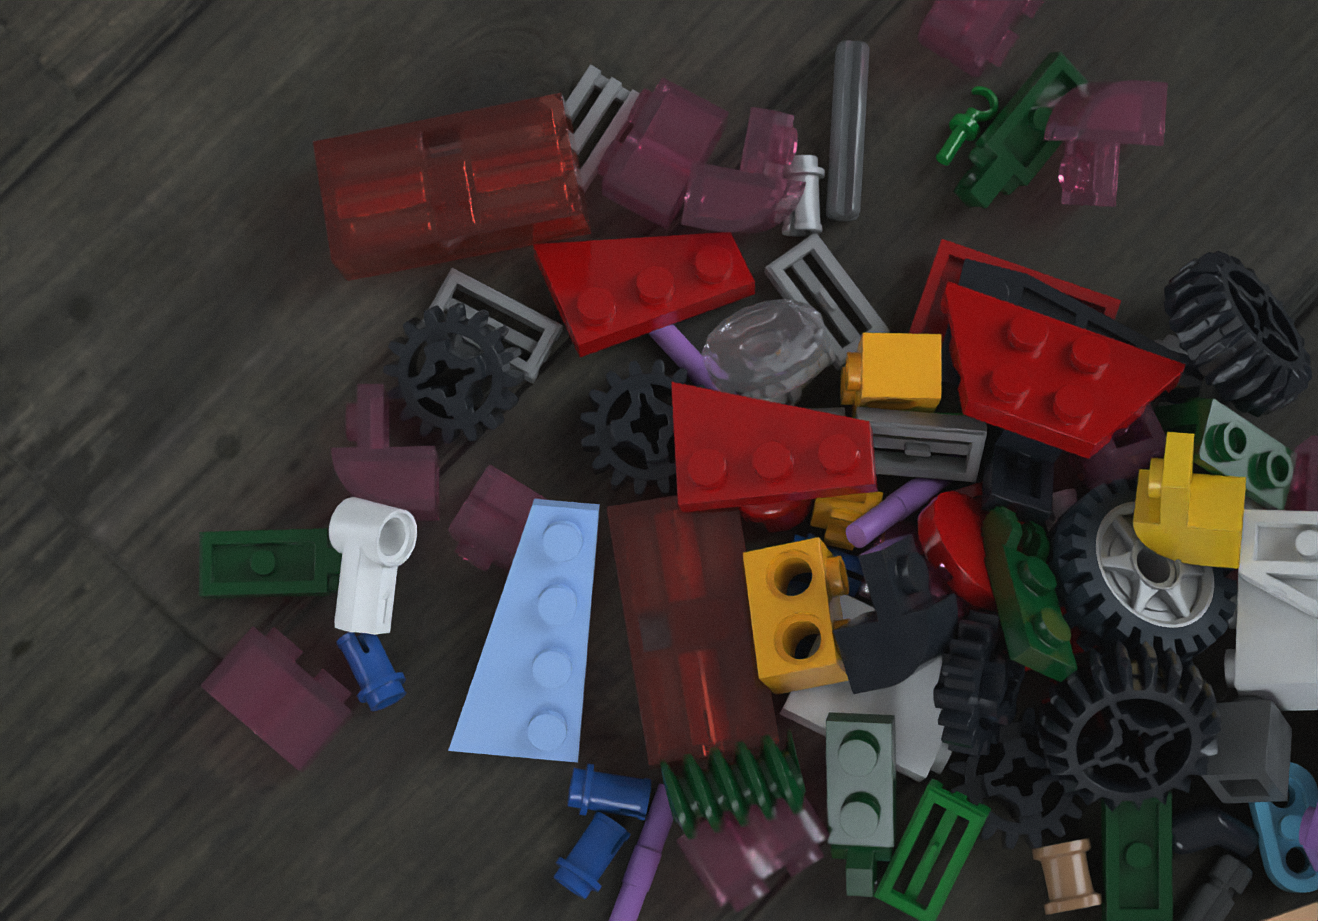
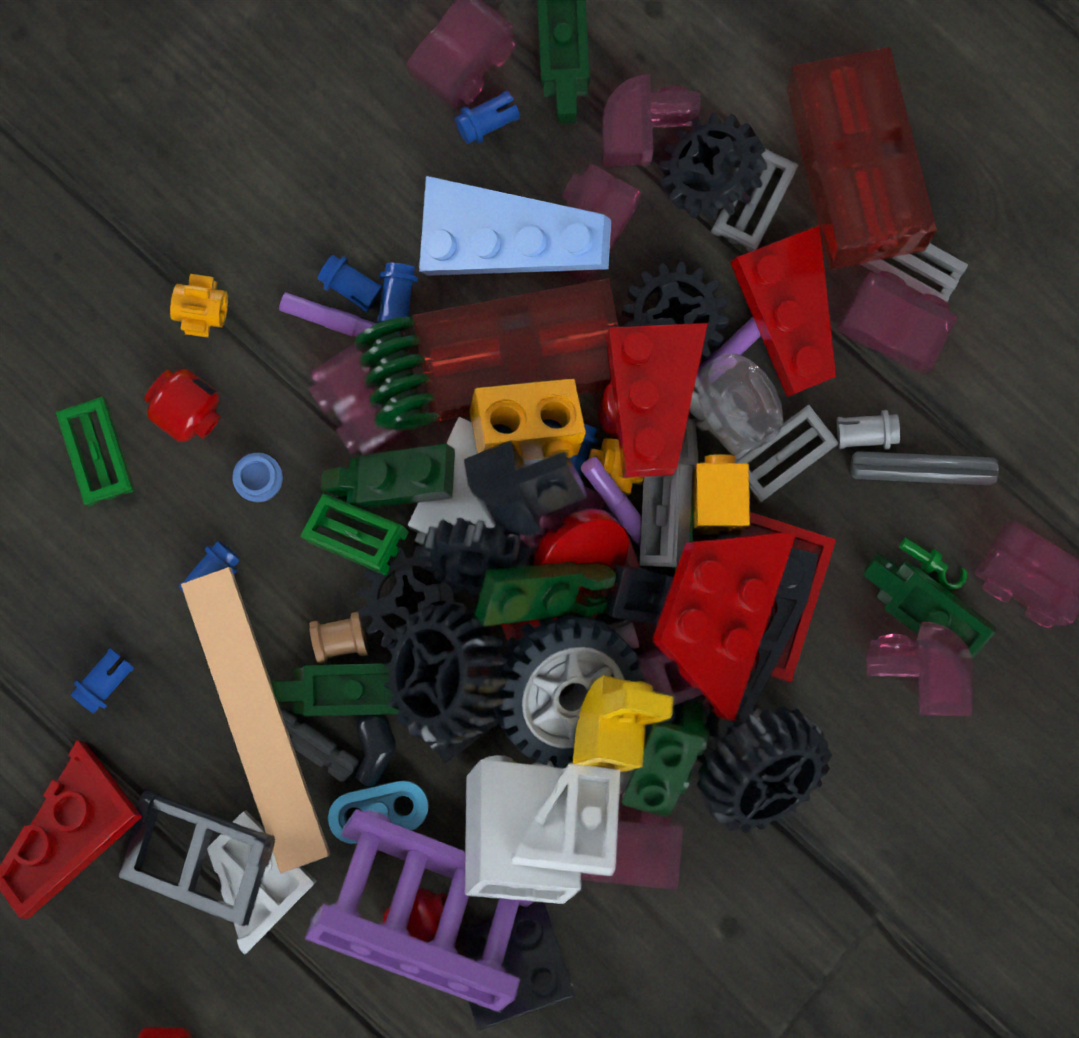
camera: 90 degrees right, 5 degrees up
(372, 546) = (571, 104): white piece -> none
(757, 193) = (868, 388): clear pink brick -> none
(1251, 752) = (432, 773): dark grey brick -> none

